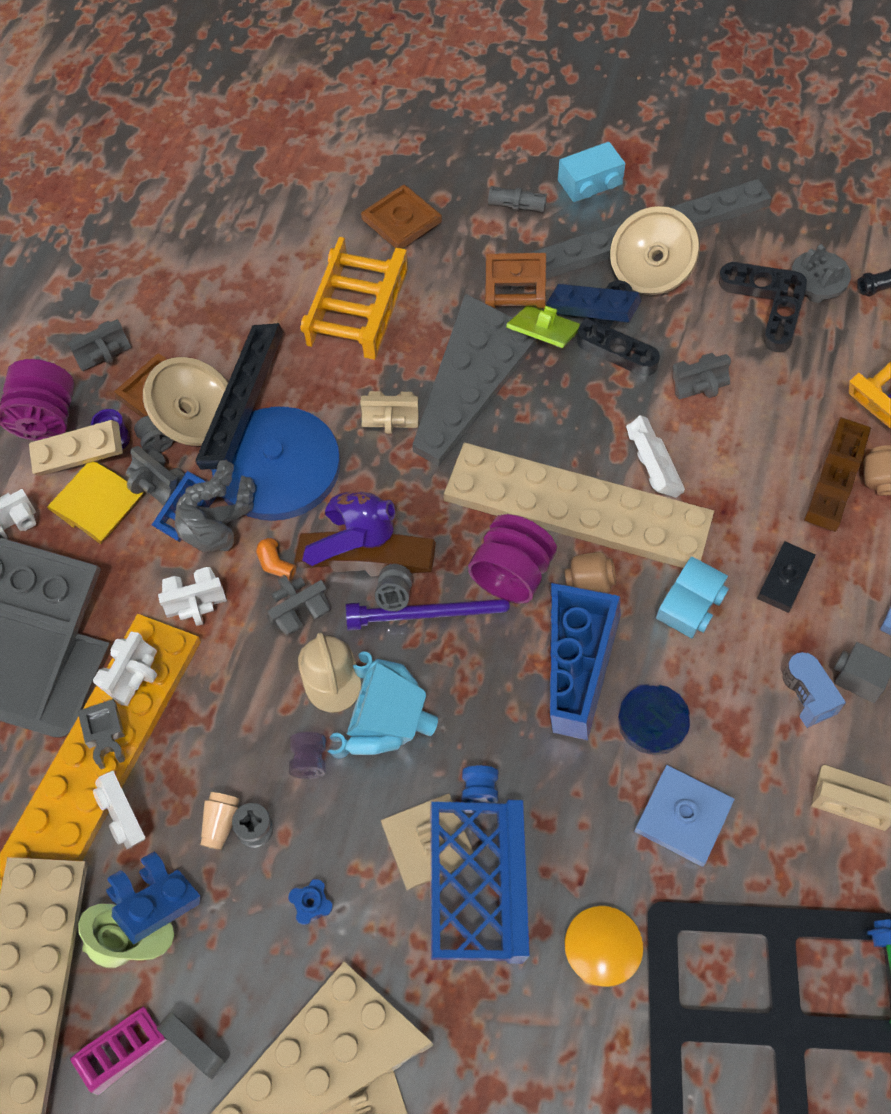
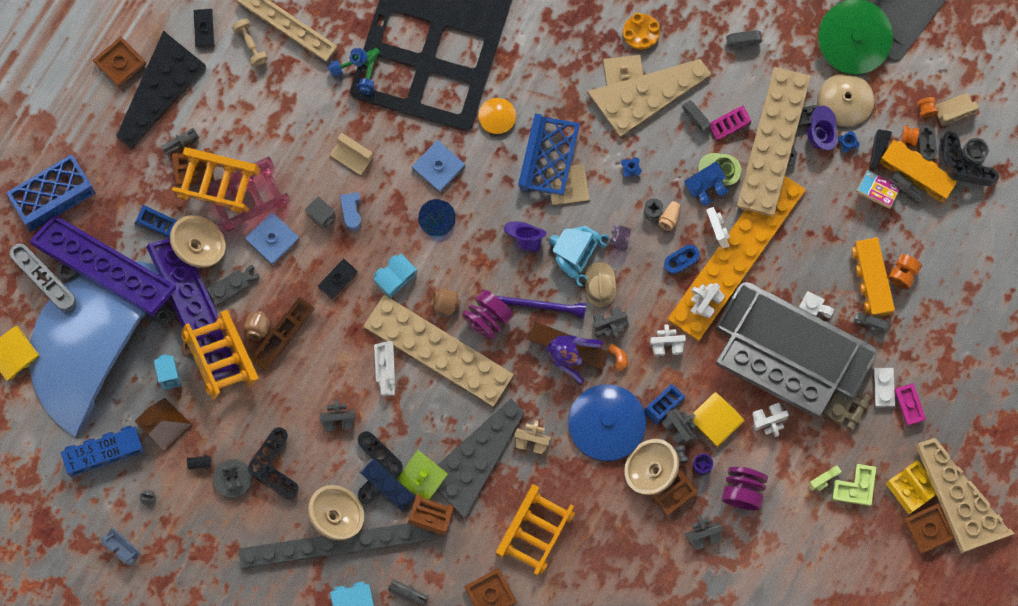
camera: 170 degrees left, 15 degrees up
(75, 448) = (724, 451): tan plate -> none
(101, 728) = (722, 271): dark grey plate -> none
(183, 743) = (682, 262): none -> blue plate
(204, 526) = (655, 382): dark grey hair -> none
(239, 396) = (620, 467): black plate -> none
(393, 587) = (556, 316): dark grey wheel -> none
(480, 784) = (536, 201): blue wheel -> none
(486, 719) = (525, 235): none -> dark purple piece
(581, 648) = (464, 260): blue wedge -> none

